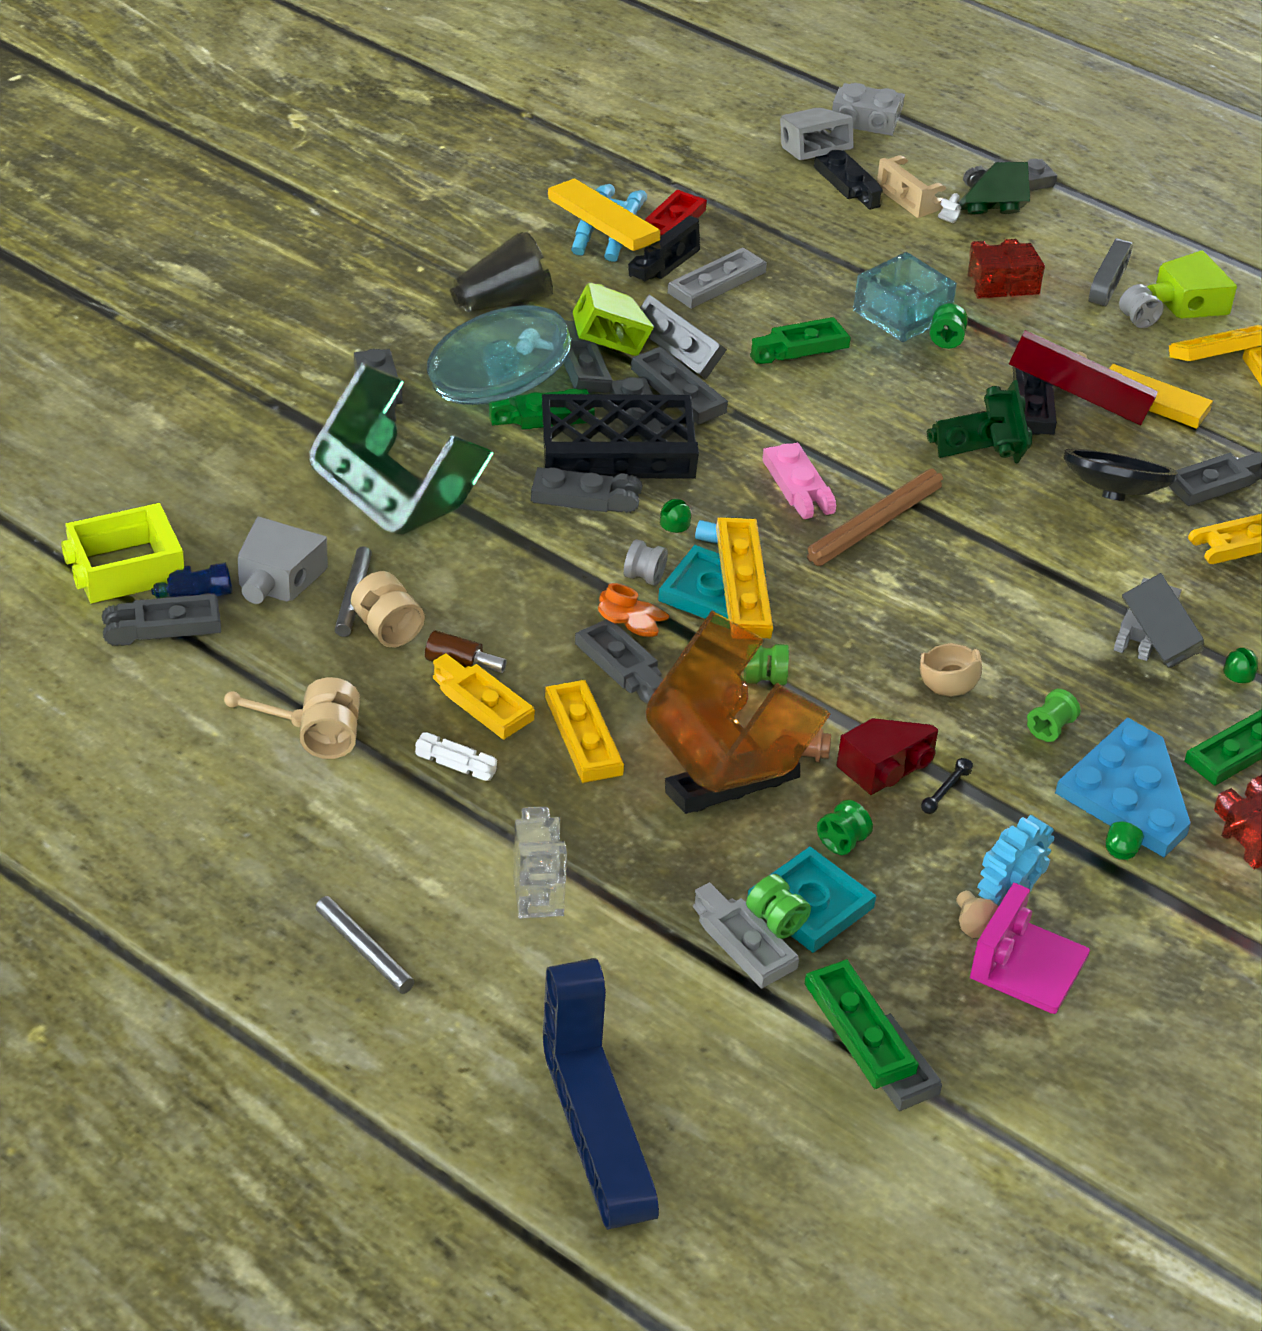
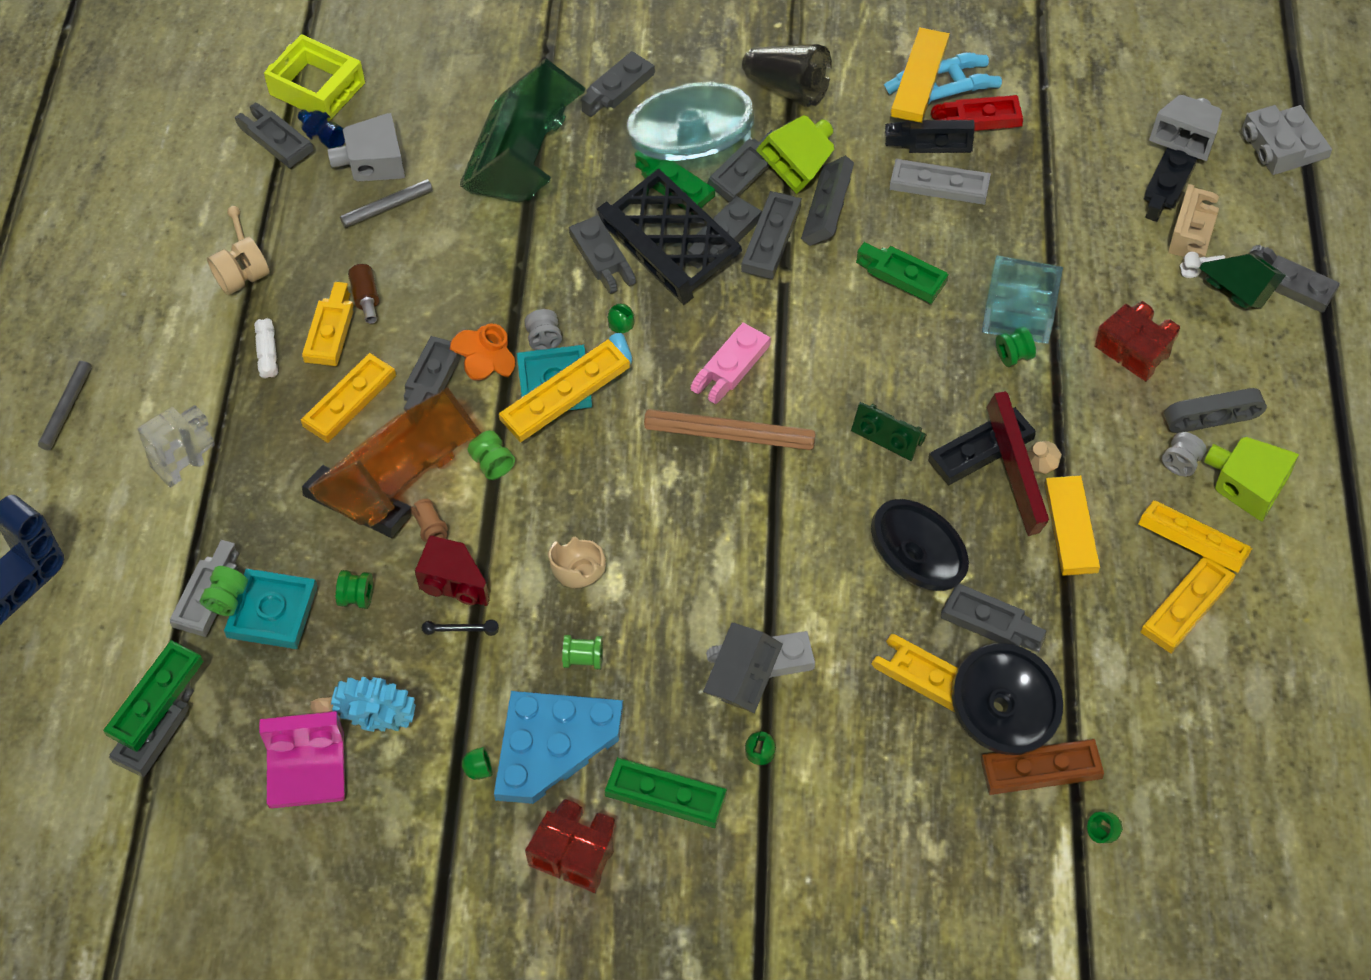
camera: 60 degrees right, 15 degrees up
(387, 609) = (365, 230): tan wheel -> none
(1012, 435) = (918, 436): dark green hinge -> none

